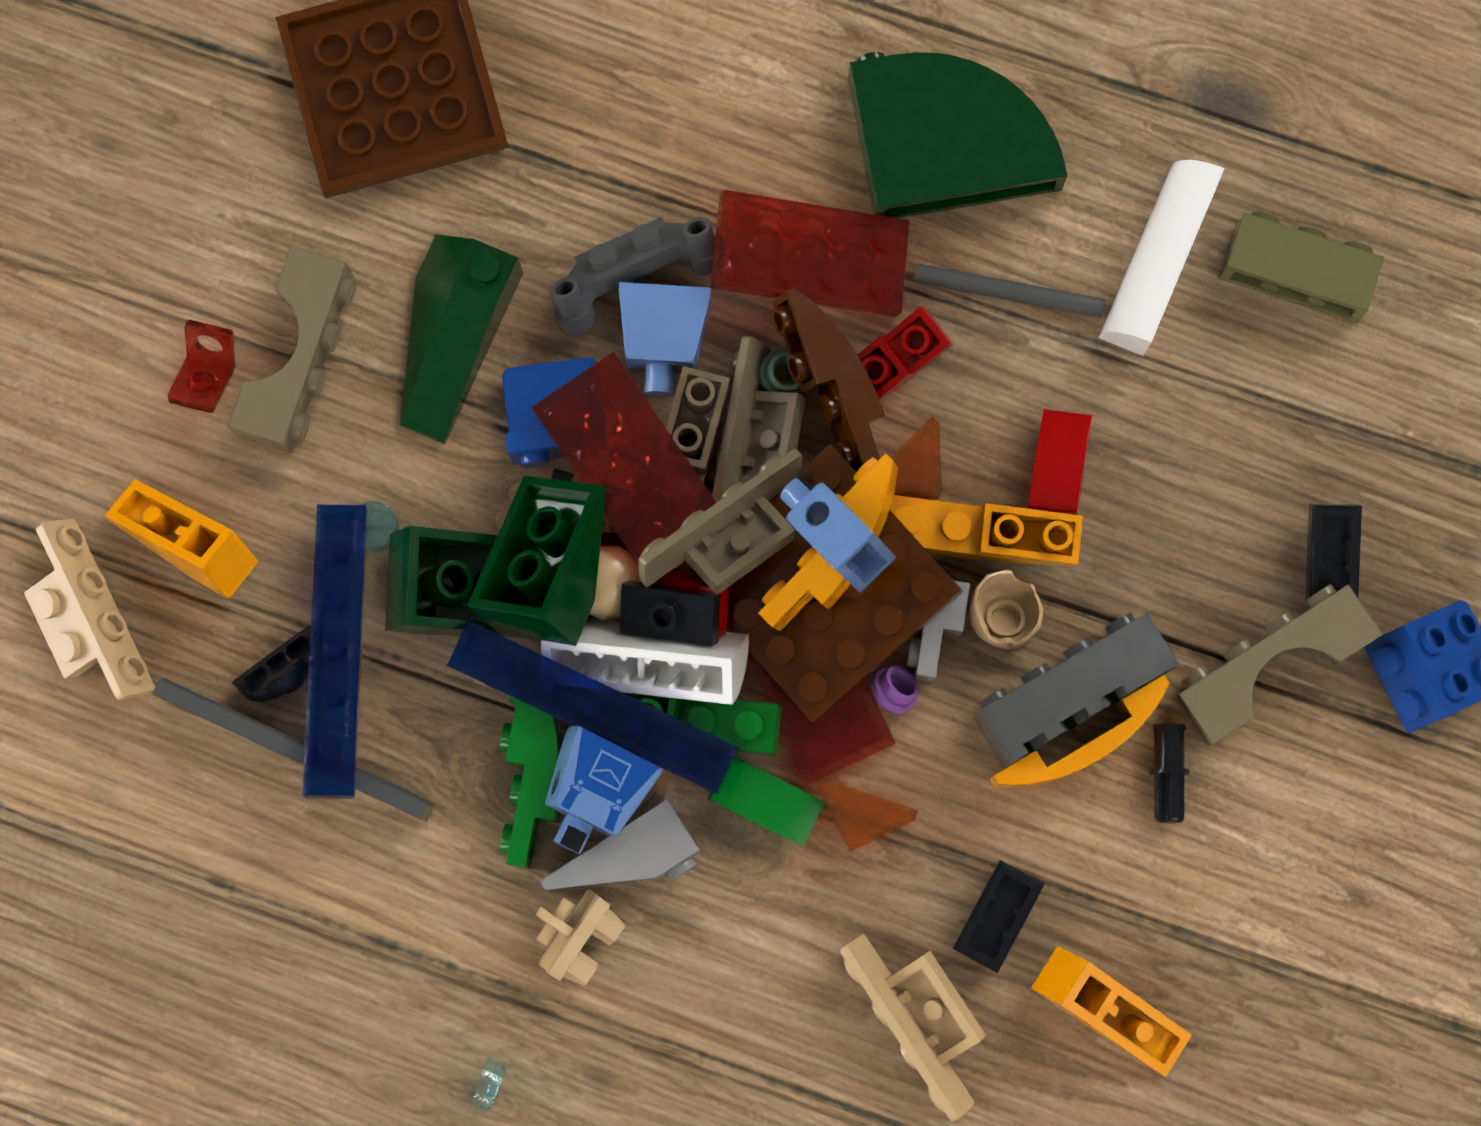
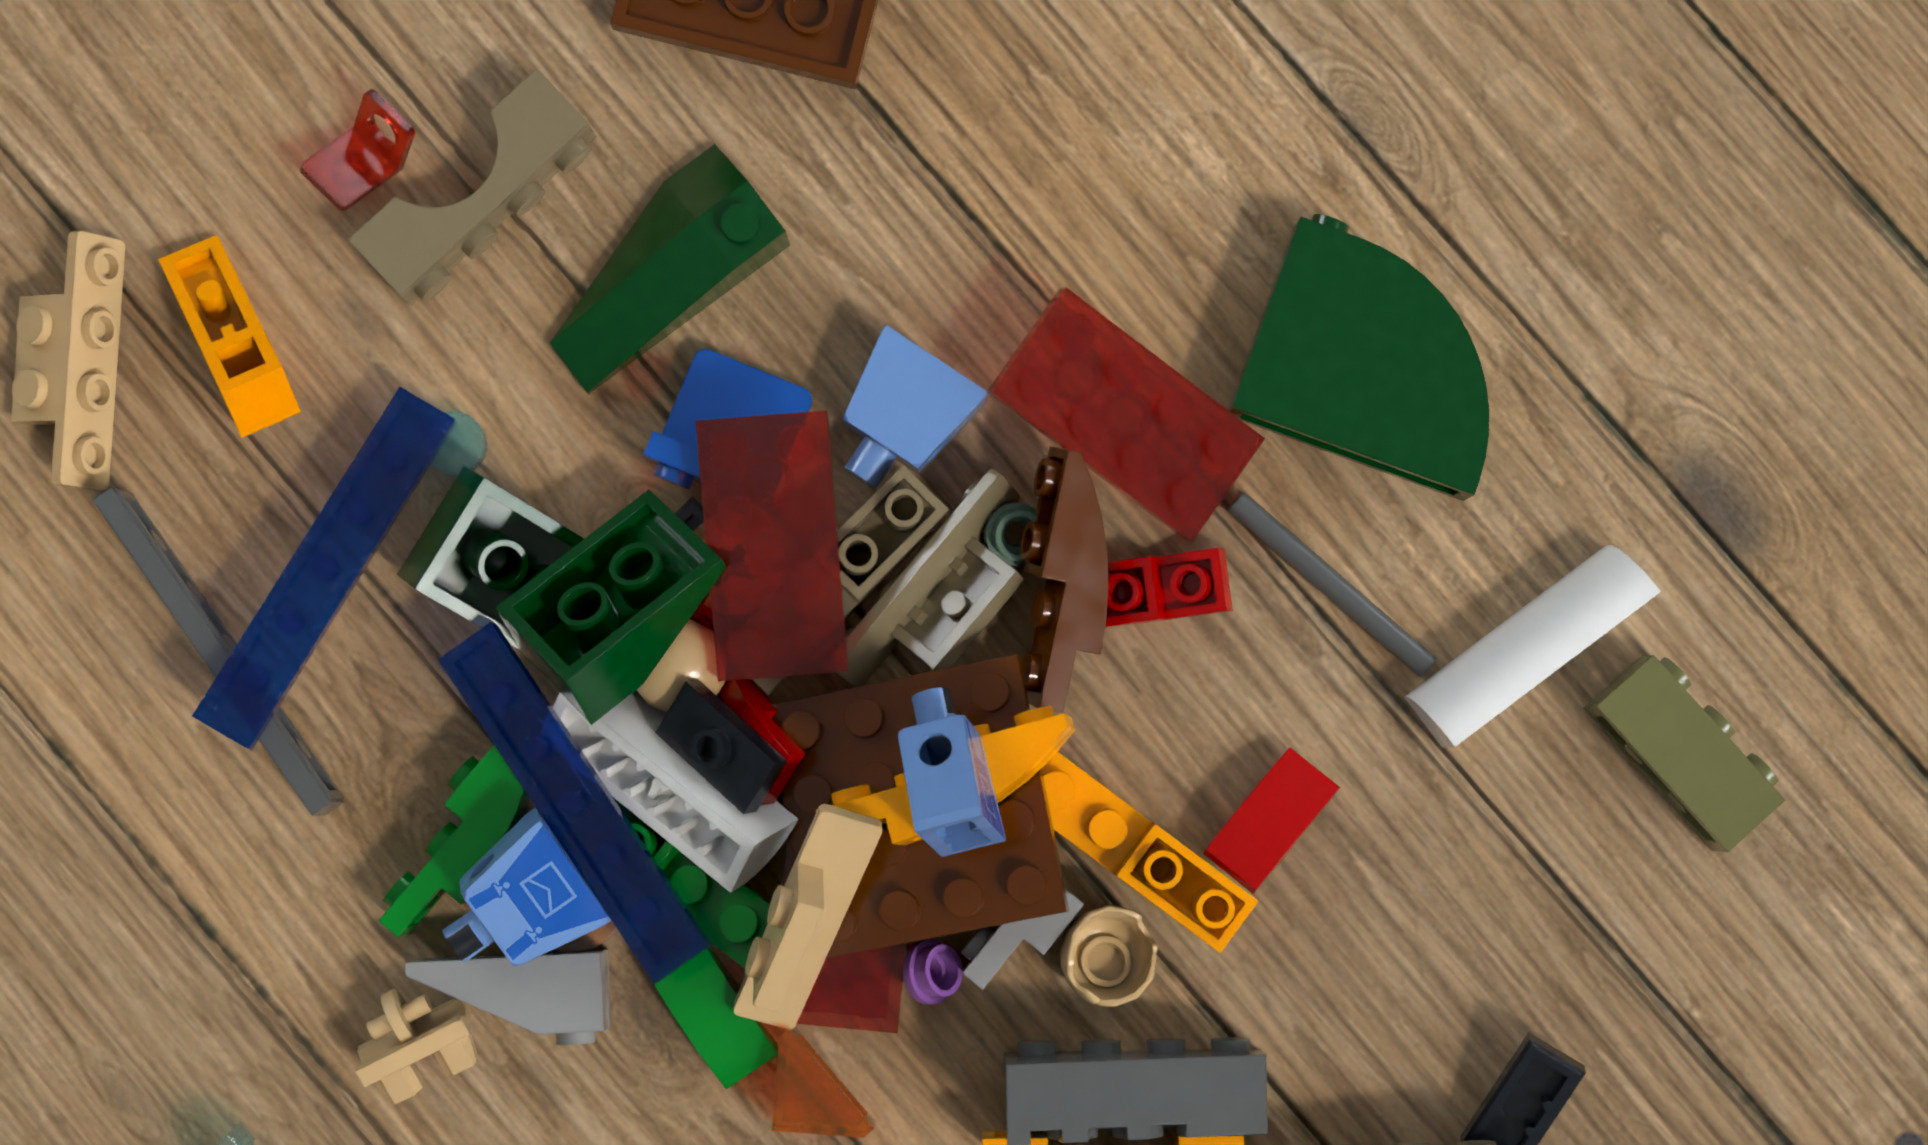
camera: 25 degrees right, 5 degrees up
(279, 671) = (252, 551): black plate -> none
(626, 260) = (911, 301): dark grey plate -> none
(732, 533) = (842, 700): dark tan bracket -> none
(792, 690) = (806, 916): none -> tan bracket
(920, 463) = (1108, 730): clear orange slope -> none

